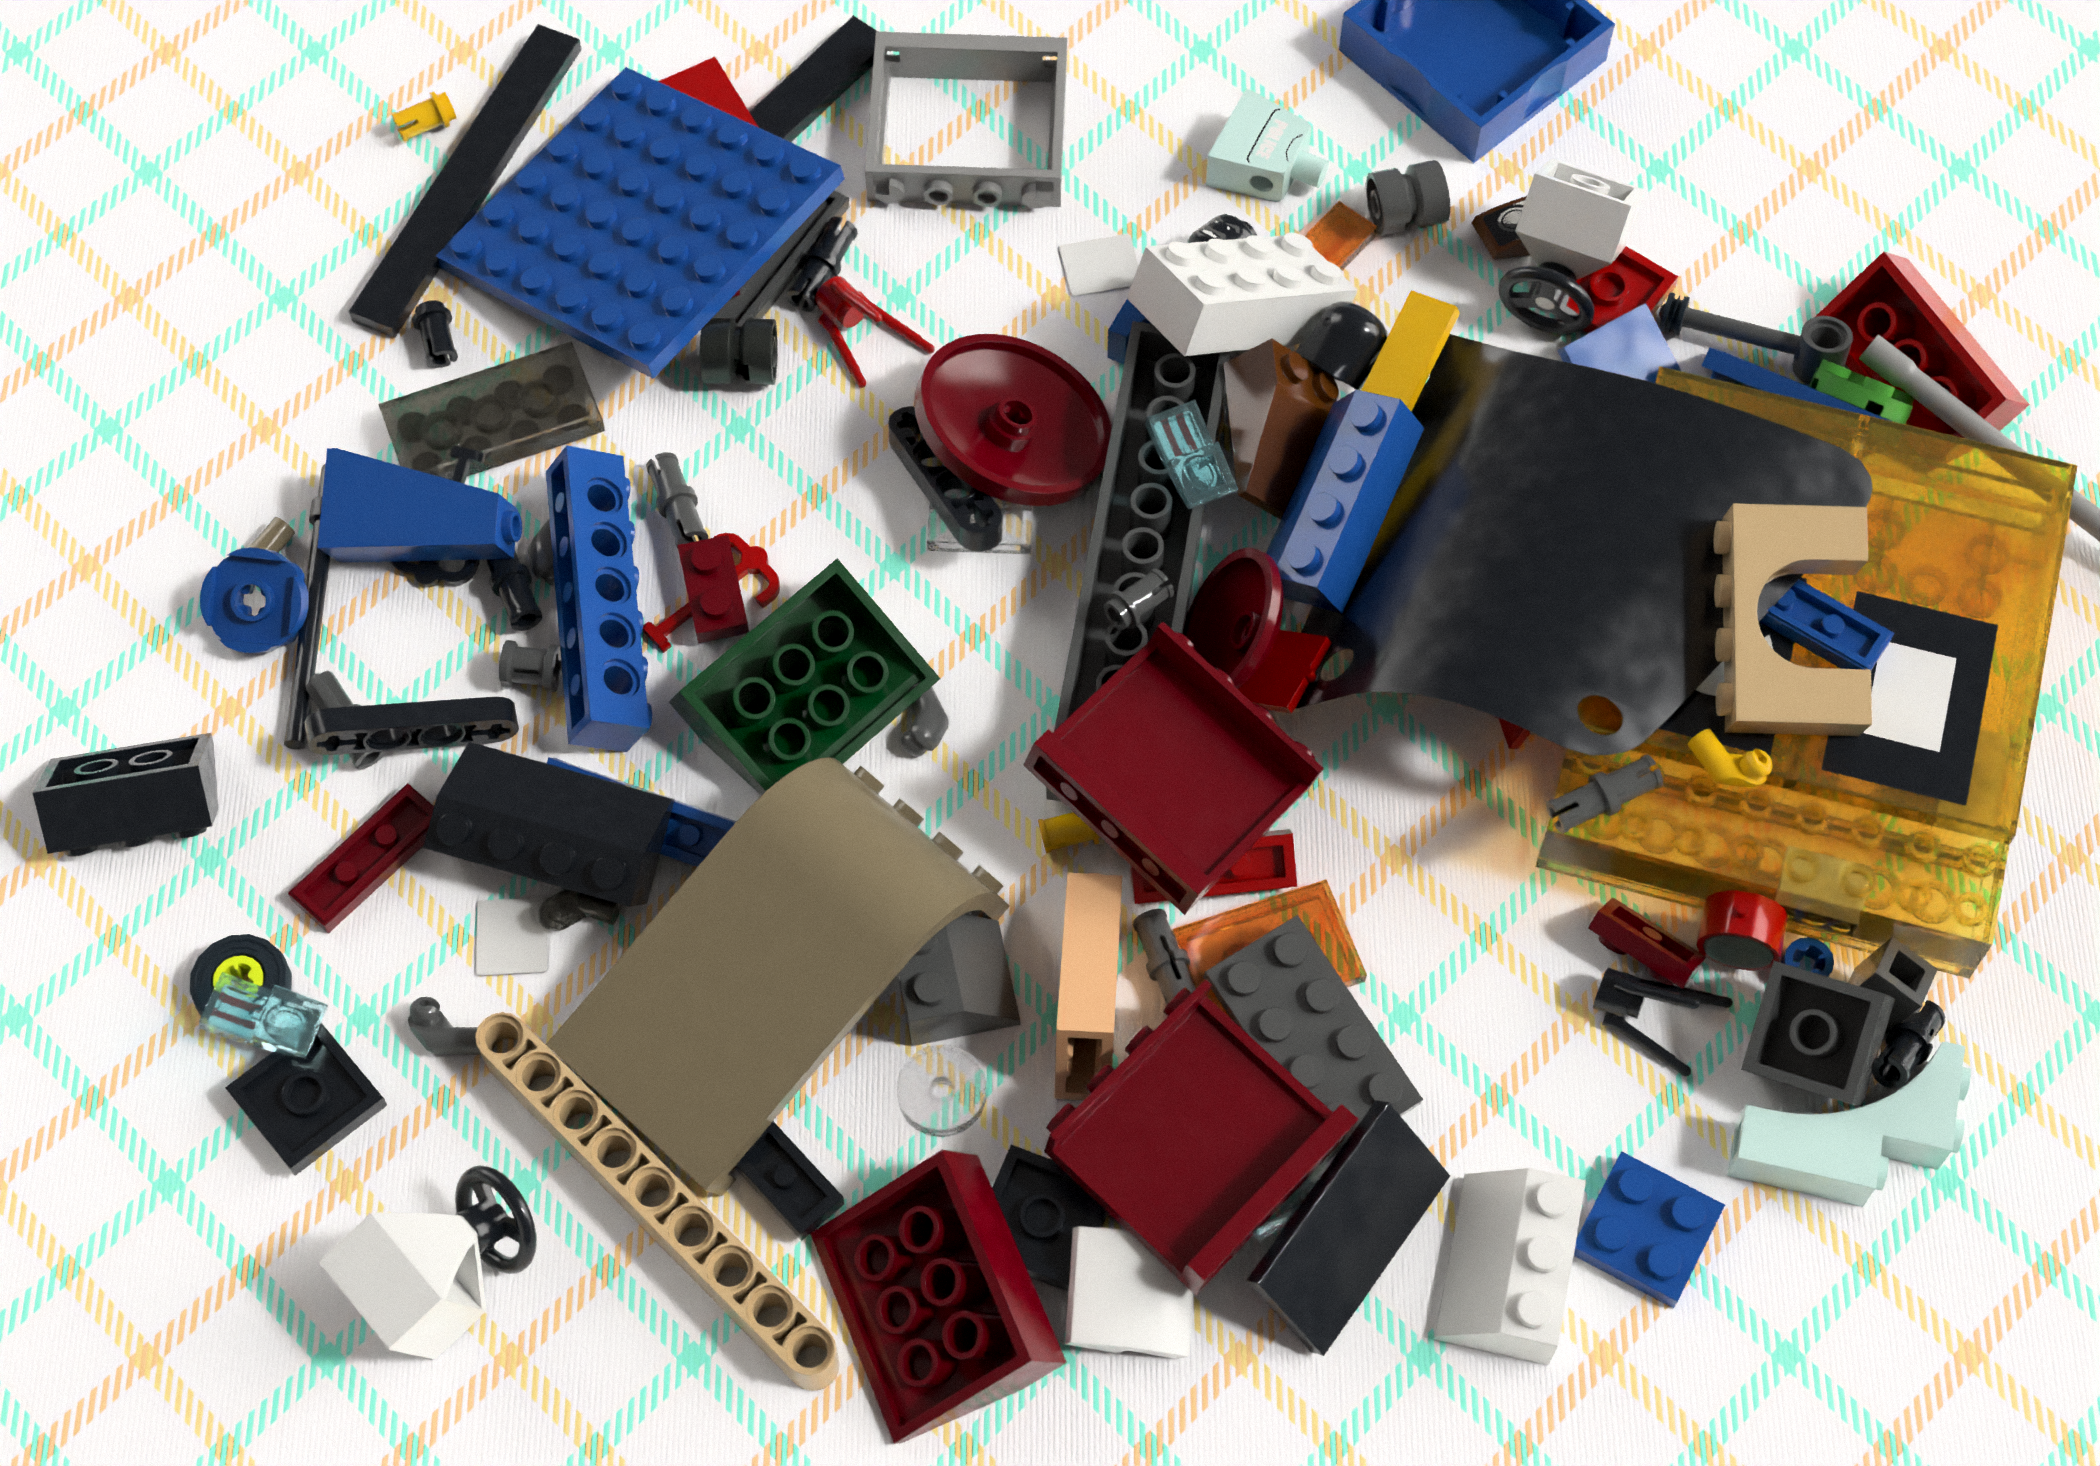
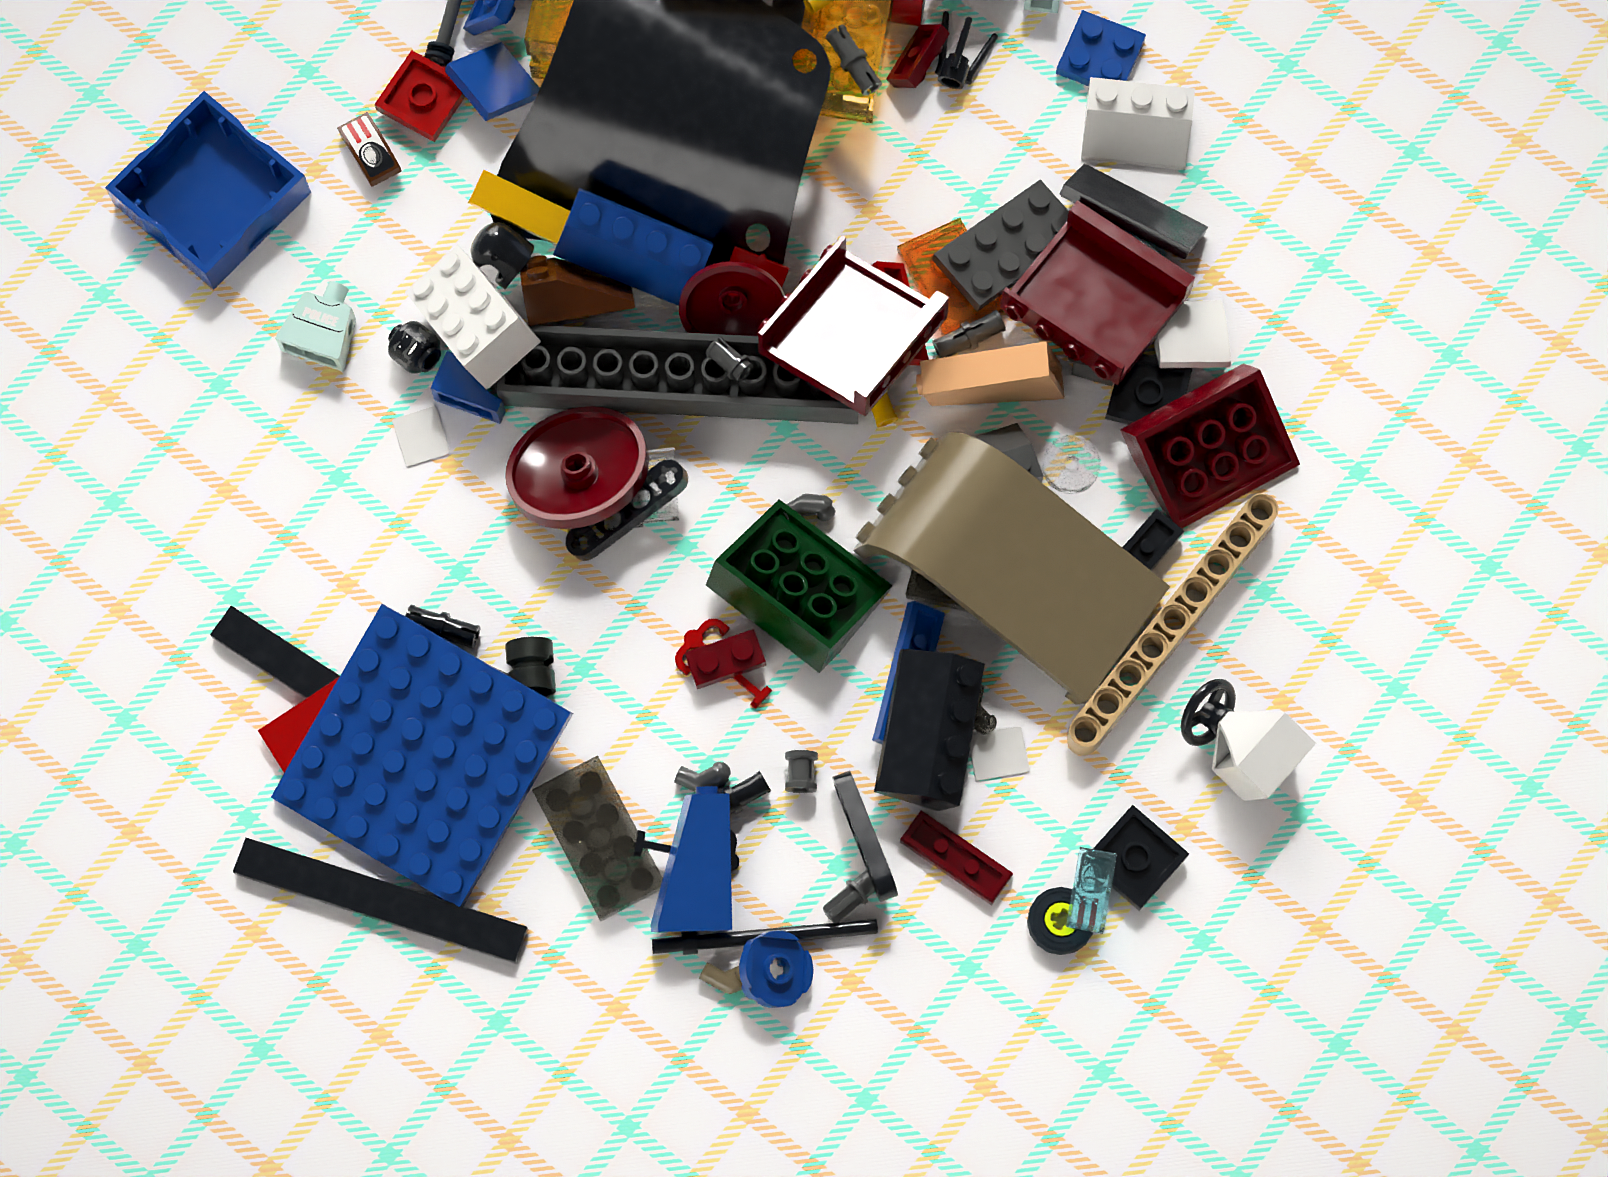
camera: 95 degrees left, 10 degrees up
(128, 795) = (931, 1026): black slope -> none
(427, 116) = (327, 942): yellow pin -> none
(433, 323) = (528, 893): black pin -> none
(436, 1031) = (1079, 783): dark grey arm -> none
(597, 600) = (747, 731): blue brick -> none
(676, 499) = (657, 695): dark grey pin -> none
(847, 307) = (478, 603): red plant -> none
(965, 59) = (305, 473): light grey window -> none
(1190, 455) = (610, 339): clear light blue slope -> none
(1341, 235) = (390, 279): clear orange tile -> none
(1415, 197) = (357, 223): dark grey wheel -> none
(1571, 229) = (393, 103): white piece -> none

